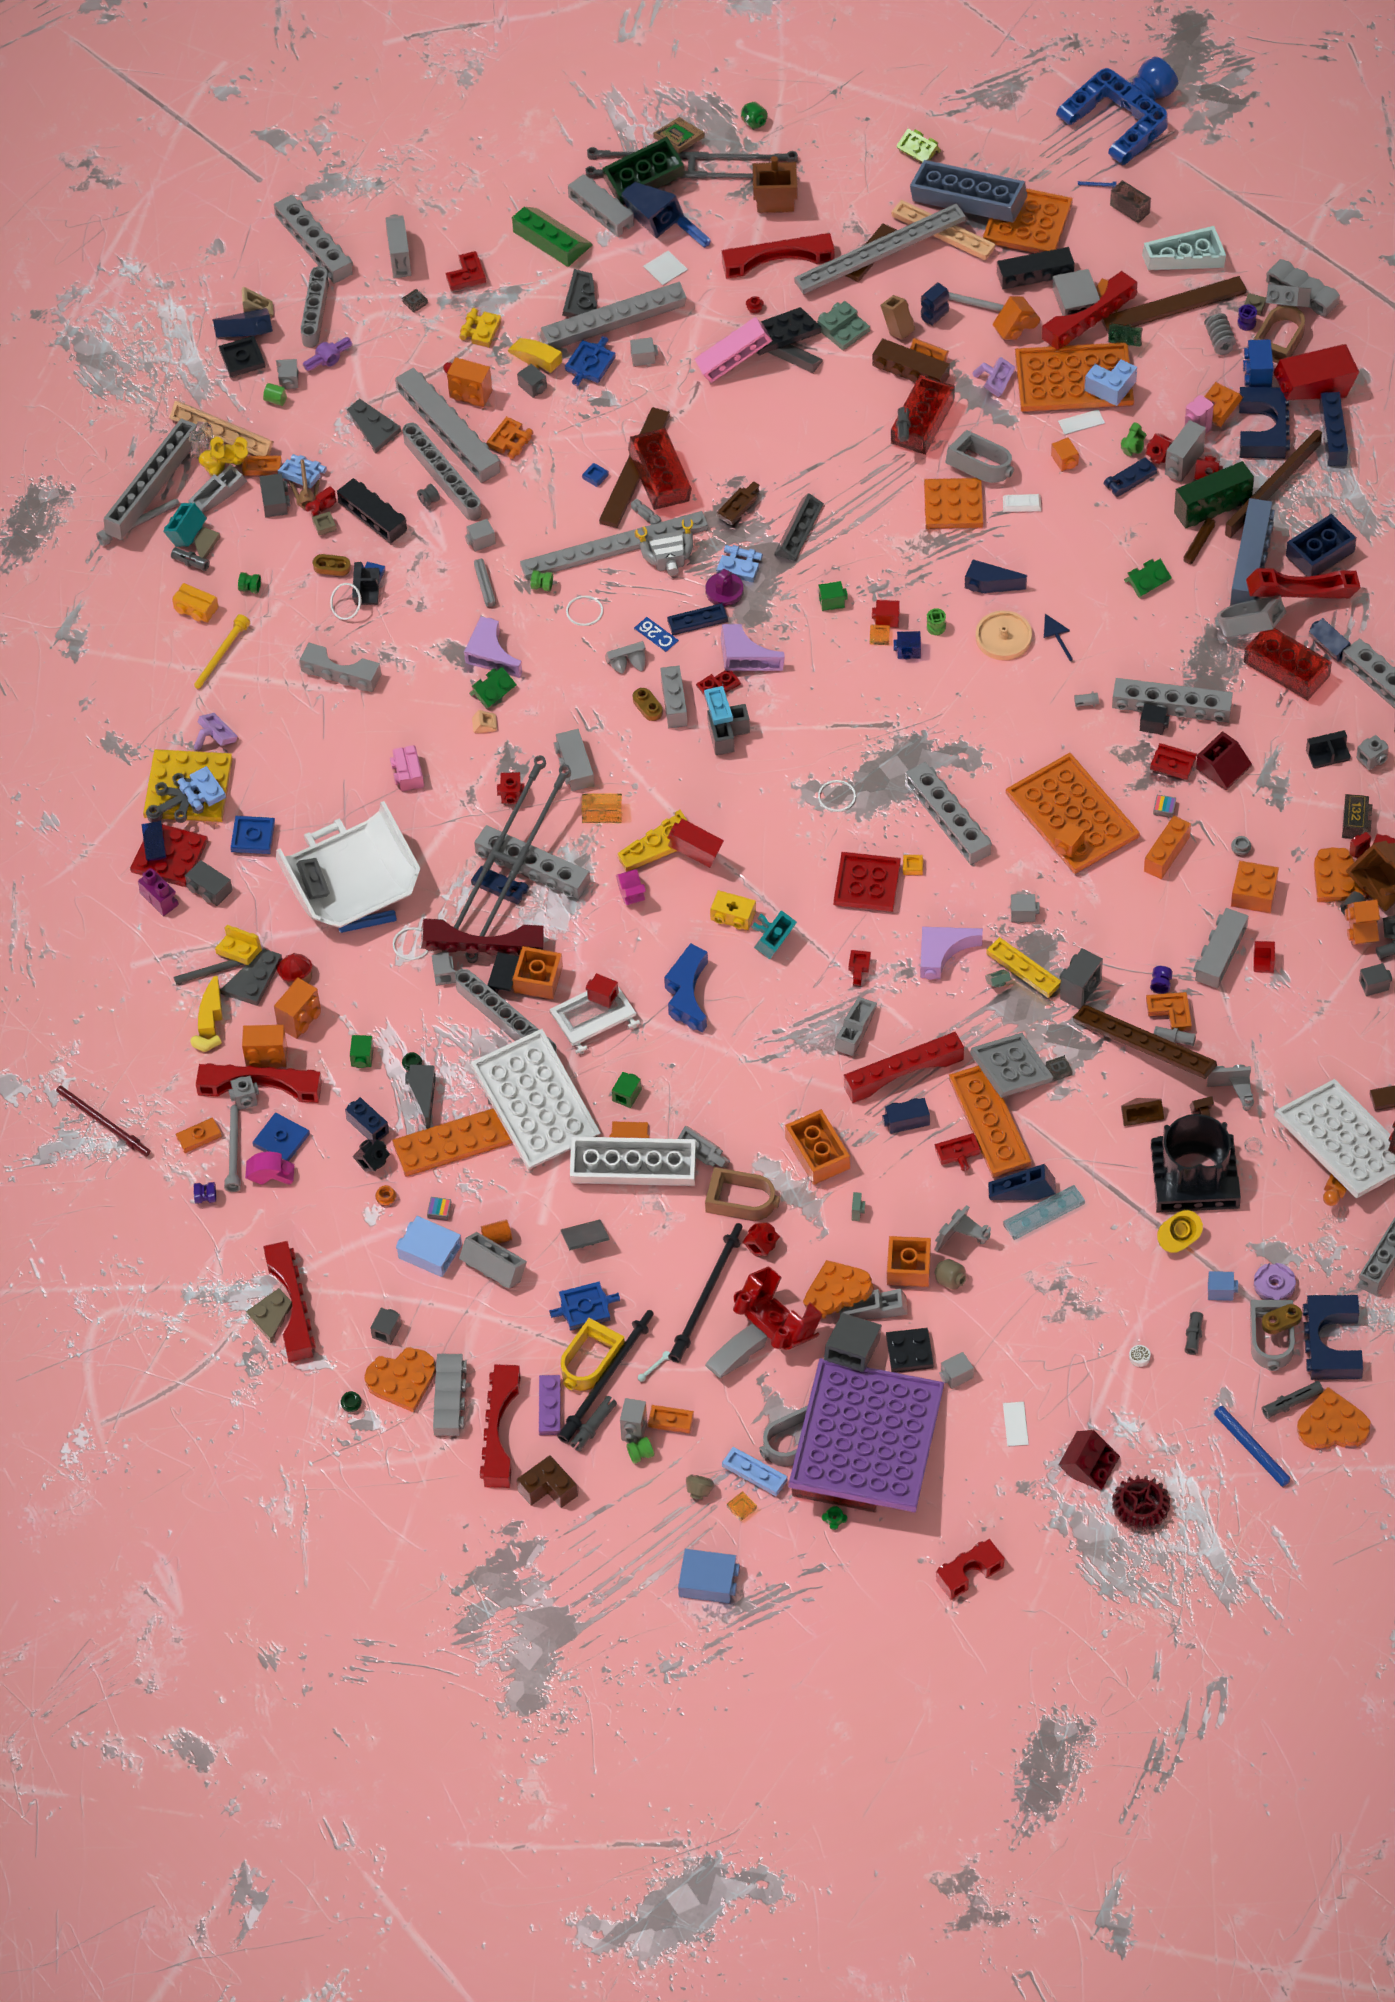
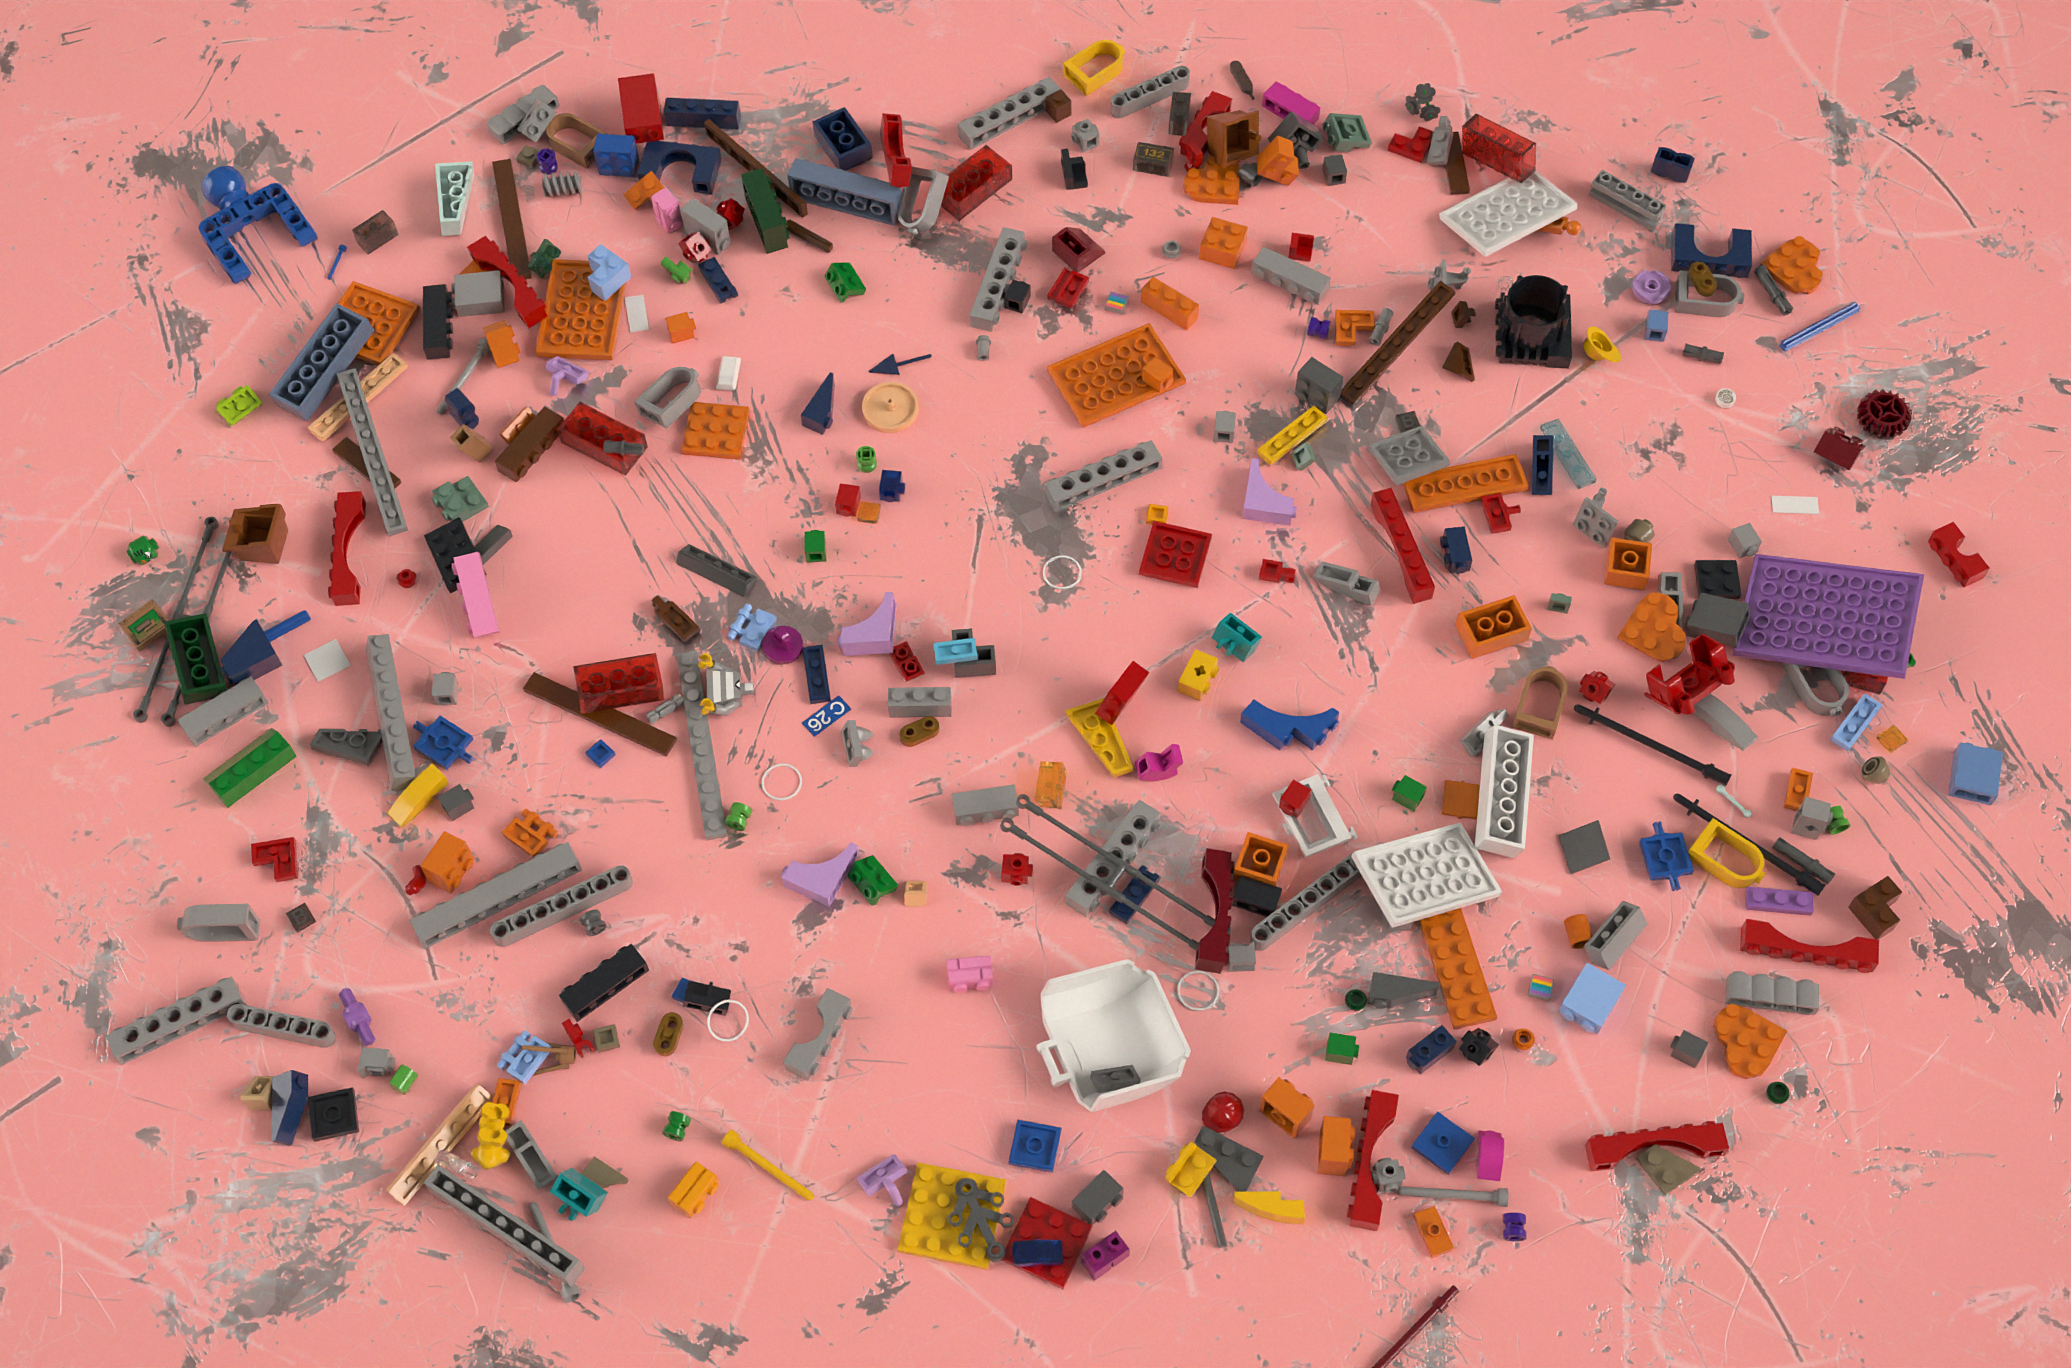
camera: 85 degrees left, 5 degrees up
(200, 562) = (625, 1192): dark grey pin -> none
(205, 1044) = (1315, 1217): light yellow arm -> none
(206, 784) = (975, 1184): light blue plate -> none
(273, 495) = (553, 1090): dark grey brick -> none
(374, 425) = (475, 973): dark grey wing -> none
(480, 535) = (662, 873): light grey brick -> none
(484, 582) = (726, 876): light grey axle -> none
(485, 330) = (364, 846): yellow plate -> none
(1329, 639) = (951, 148): dark blue brick -> none

